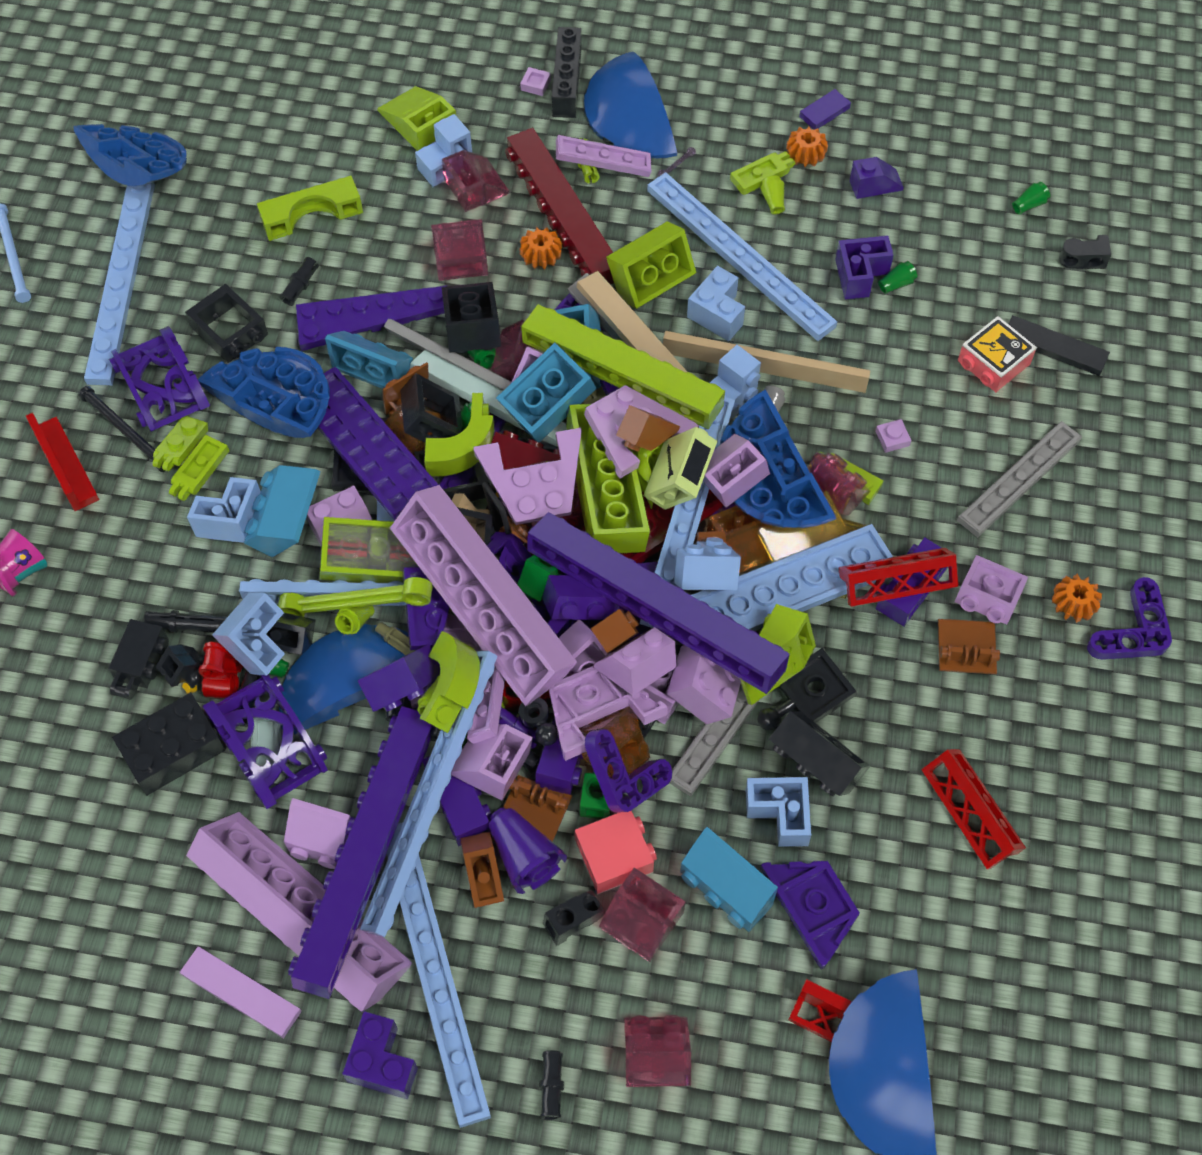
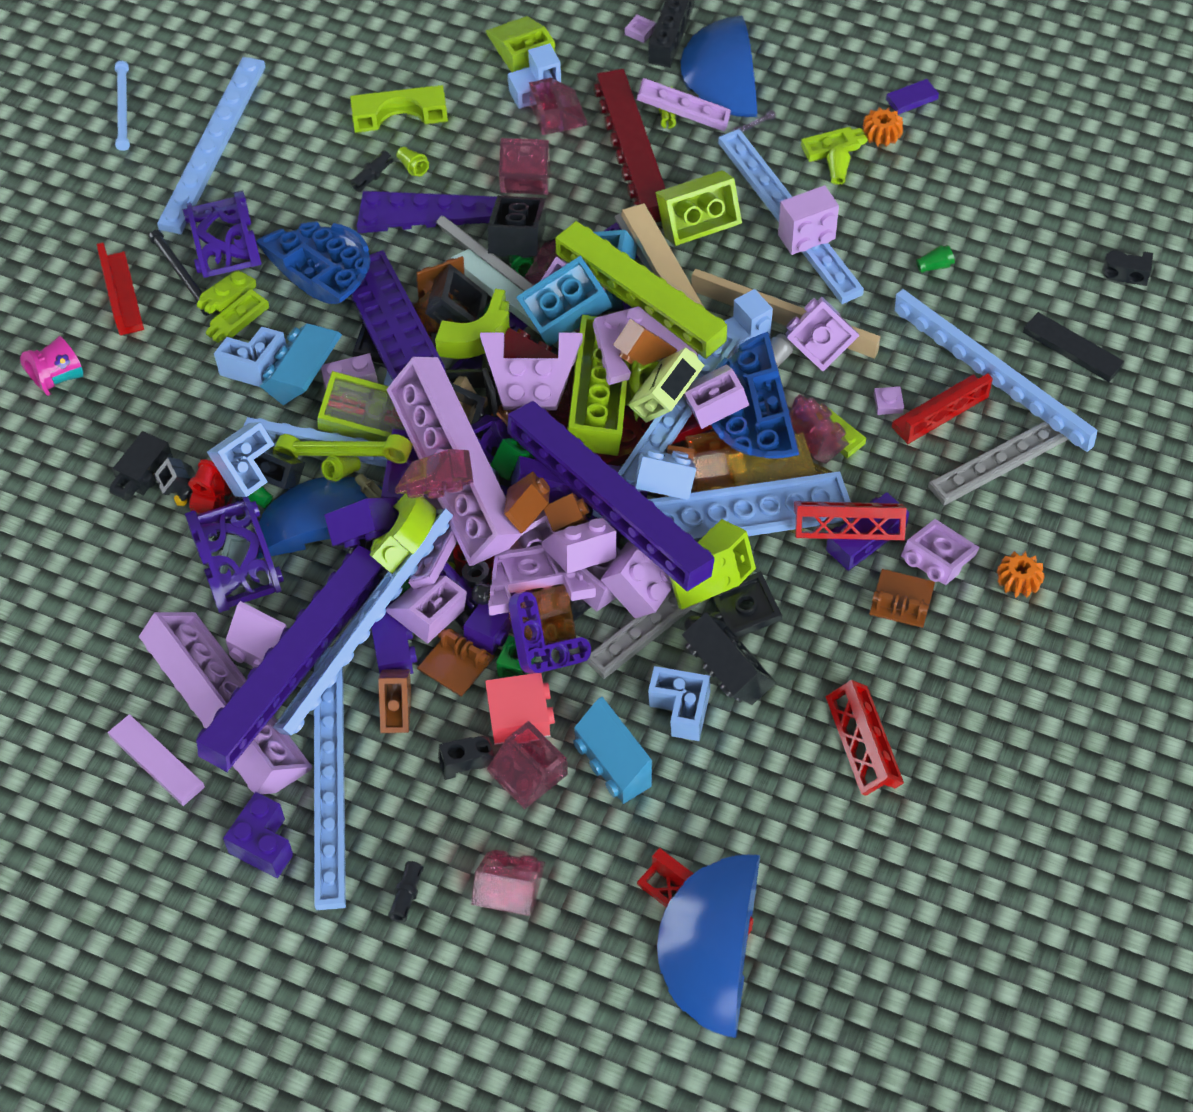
camera: 15 degrees right, 5 degrees down
(131, 155) = (250, 36): blue brick -> none
(168, 744) = (148, 542): black brick -> none
(185, 622) = (182, 442): black pin -> none
(215, 306) = (291, 180): black window -> none
(342, 264) = (413, 161): none -> lime cone
(366, 359) = (410, 247): dark azure slope -> none
(473, 617) = (437, 474): none -> clear pink slope
(525, 851) = (437, 693): dark purple cone -> none
(540, 248) = (601, 177): orange gear -> none
(572, 626) = (526, 501): none -> dark orange slope
(714, 304) = (752, 254): light blue brick -> none
(767, 260) = (808, 220): none -> lavender brick
(811, 378) = (821, 333): none -> lavender plate
(814, 904) = (689, 790): dark purple wing -> none
(860, 261) = (901, 237): dark purple brick -> none
(874, 178) = (940, 165): dark purple slope -> none
(948, 433) = (942, 407): none -> red fence
(992, 386) = (1003, 376): none -> light blue plate
(996, 354) = (1013, 340): piece -> none
(1032, 197) = (1091, 208): green cone -> none
(1144, 633) = (1082, 615): dark purple beam -> none

